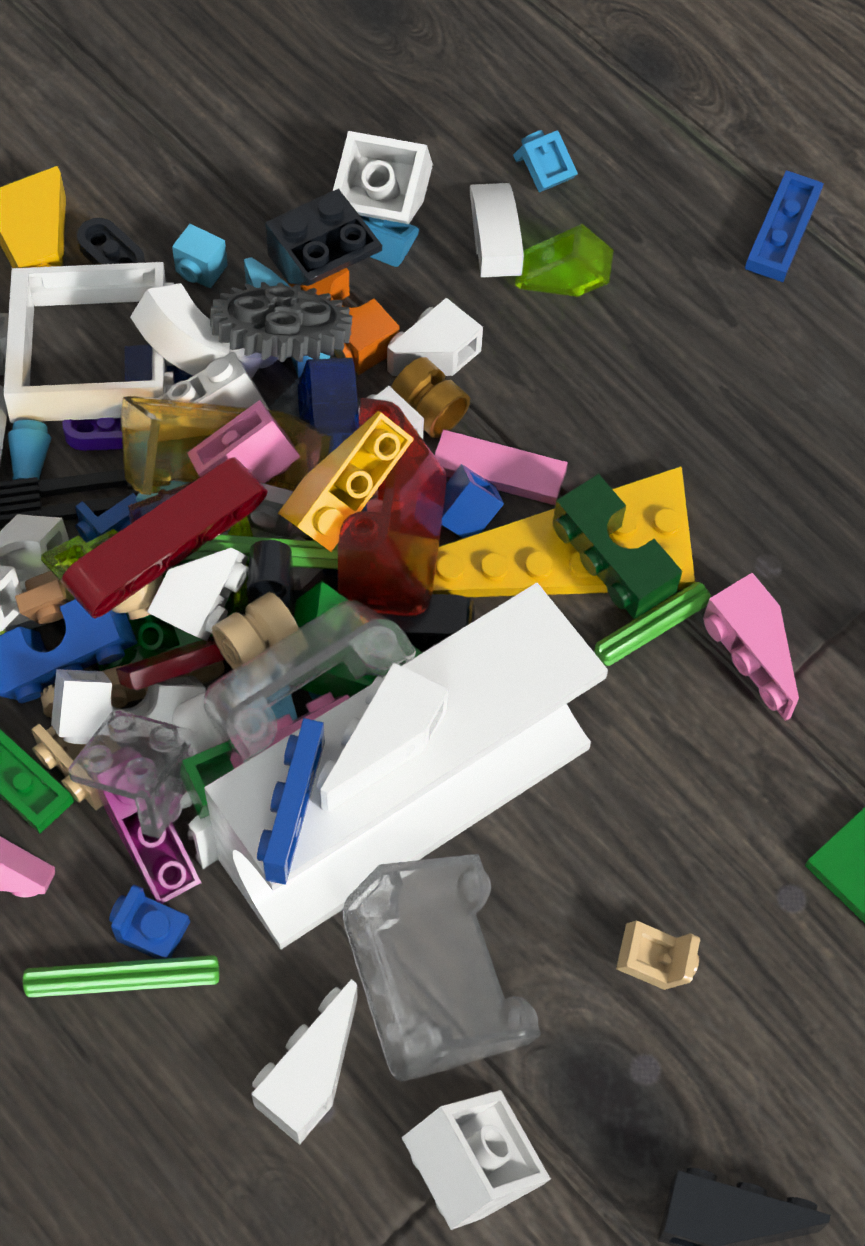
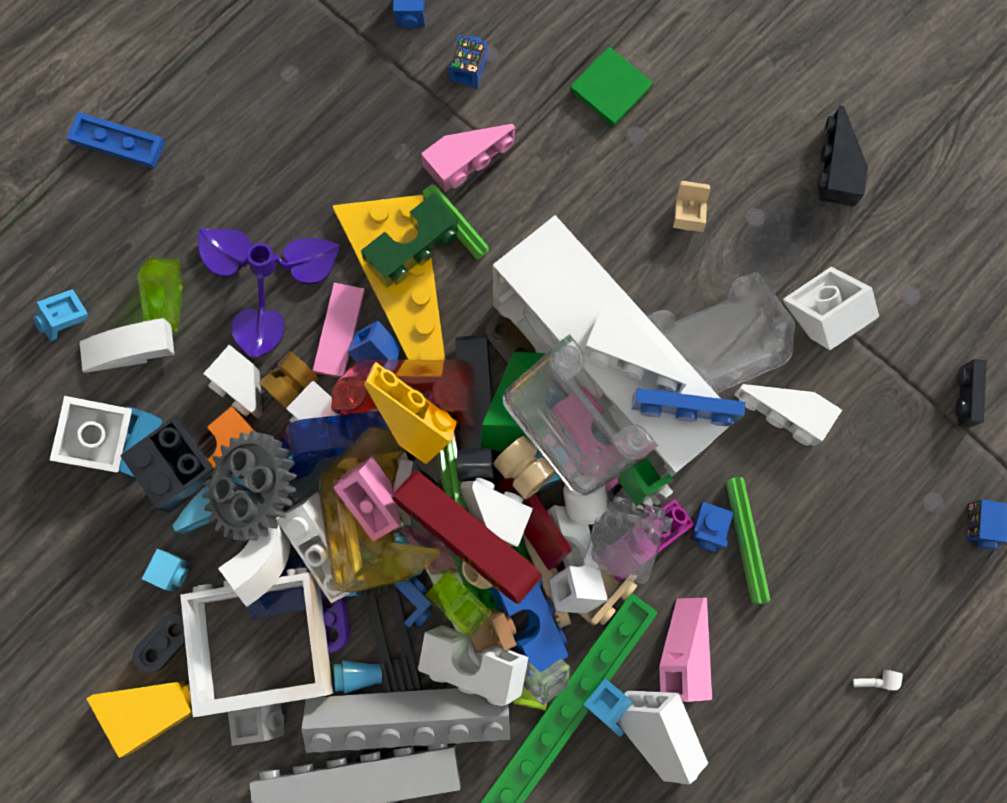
camera: 95 degrees left, 15 degrees up
(619, 340) = (228, 249): none -> dark purple plant

